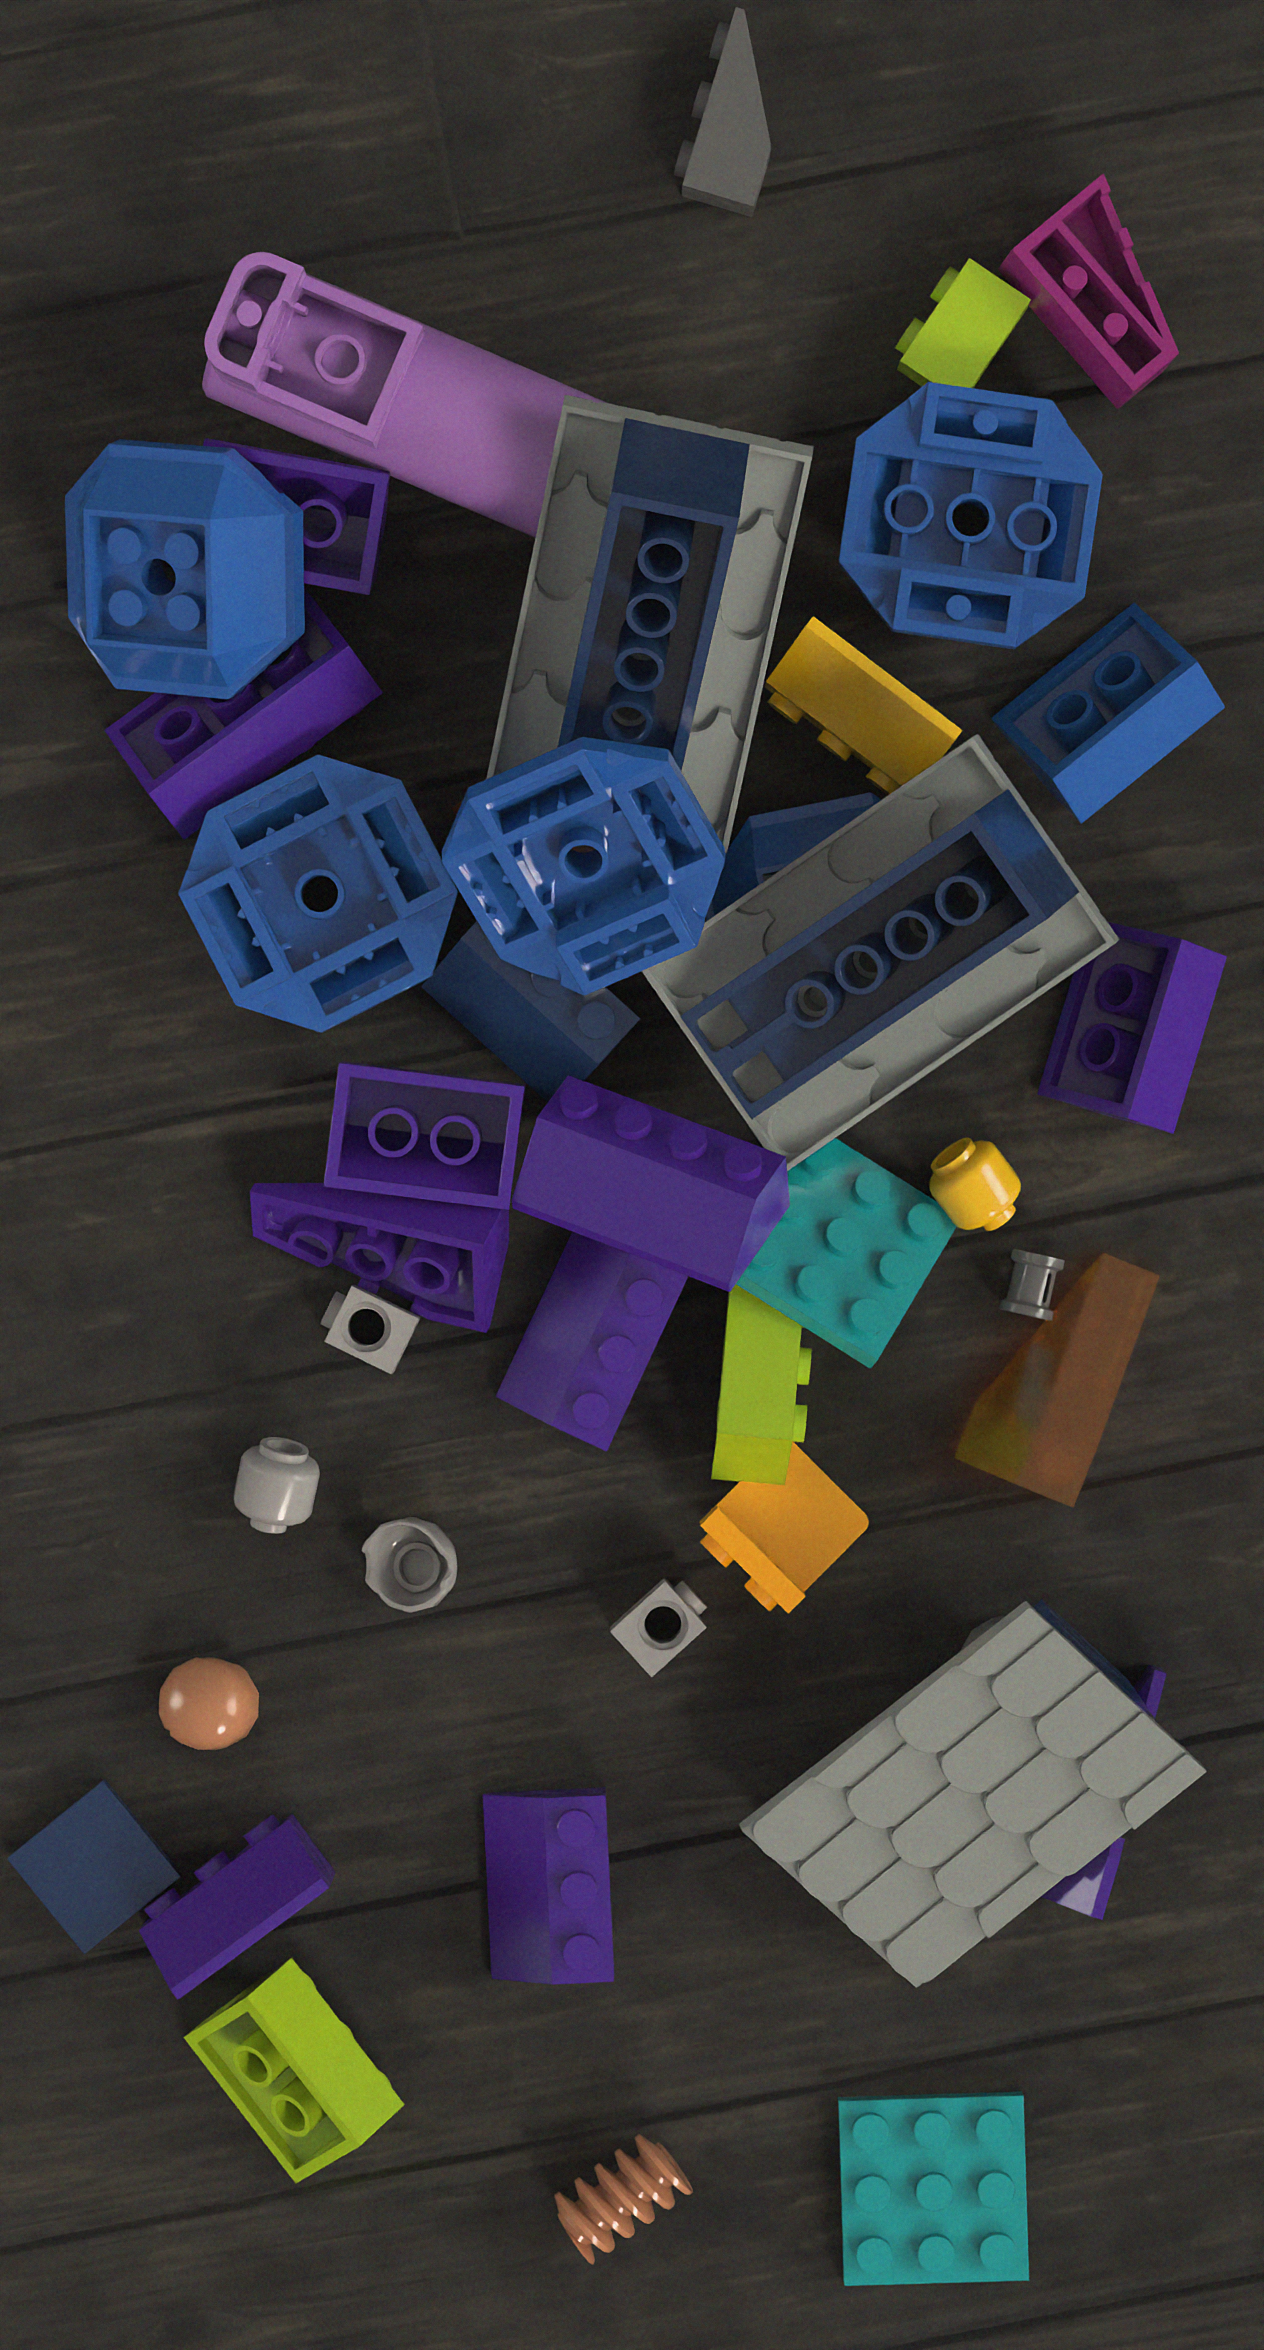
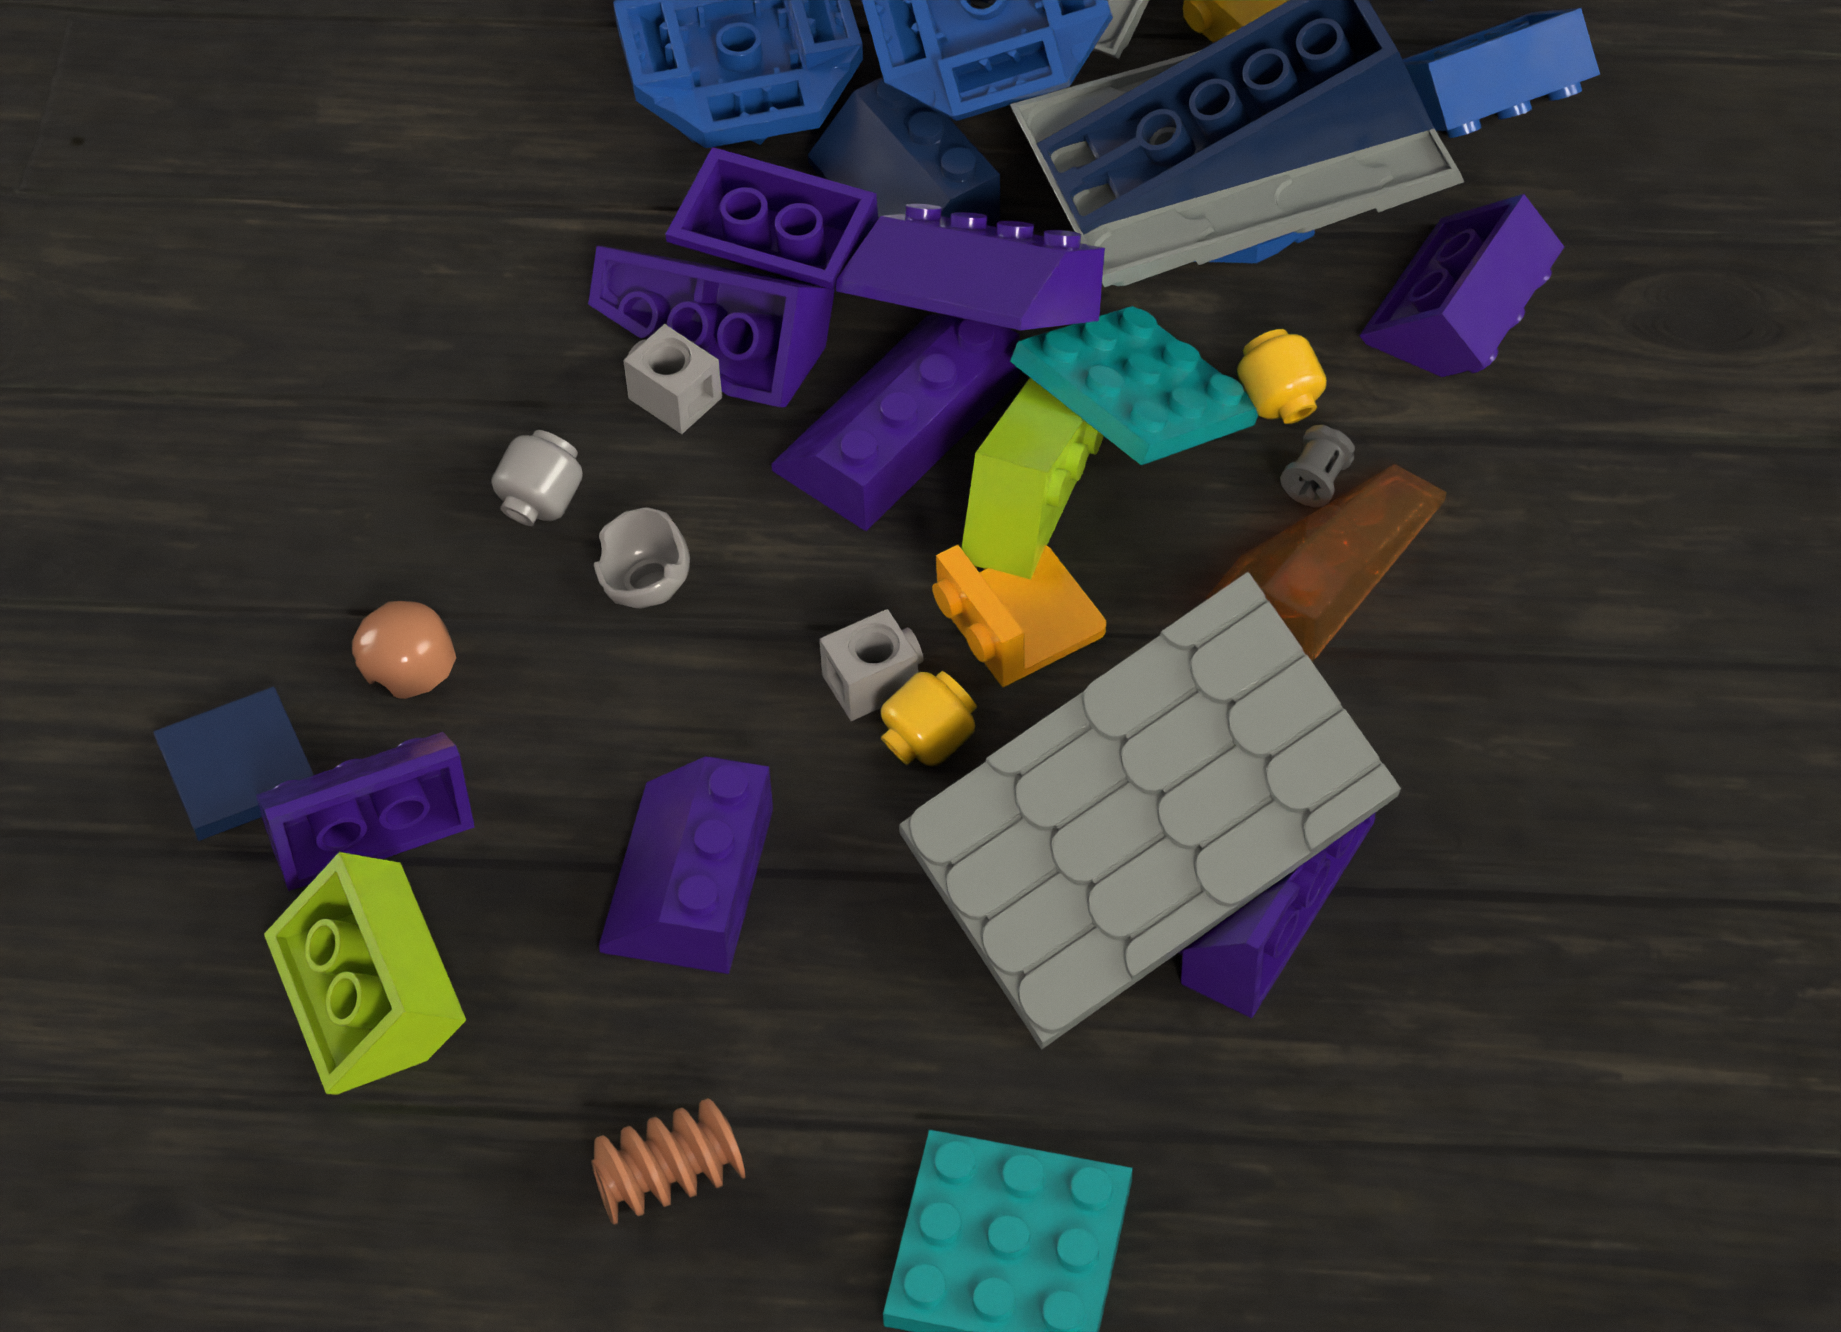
camera: 15 degrees right, 35 degrees down
(729, 1676) = (928, 718): none -> yellow head

